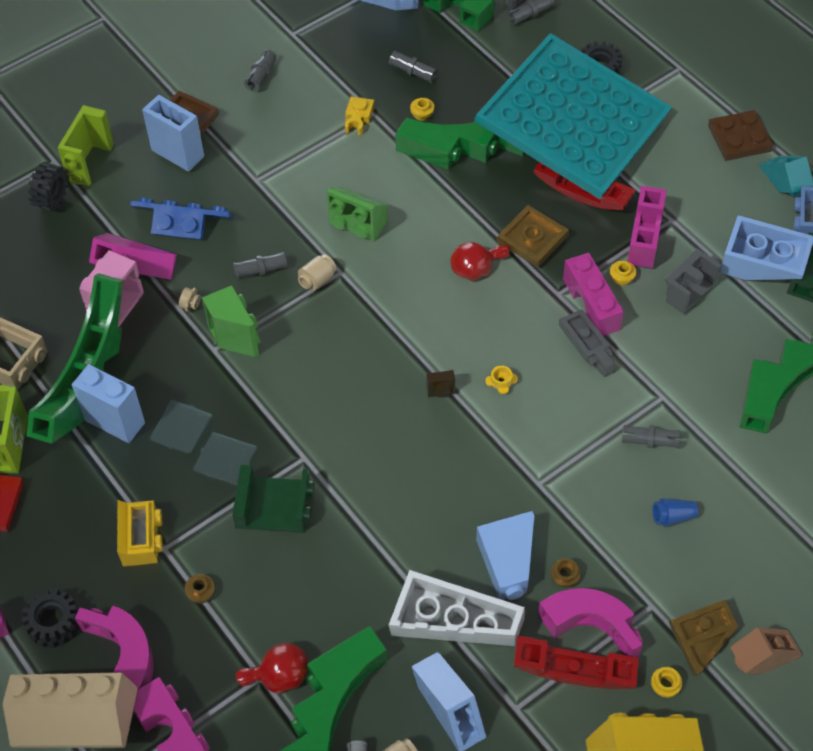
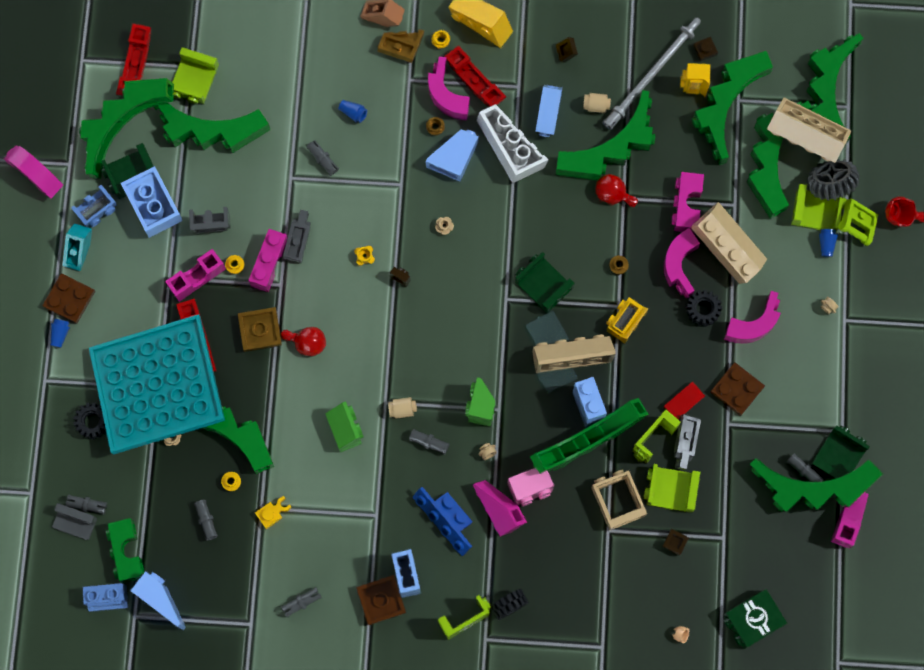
camera: 140 degrees left, 20 degrees up
(169, 442) = (573, 354): none -> tan slope
(442, 480) = (444, 230): none -> tan plate
(714, 102) = (59, 332): none -> blue cone

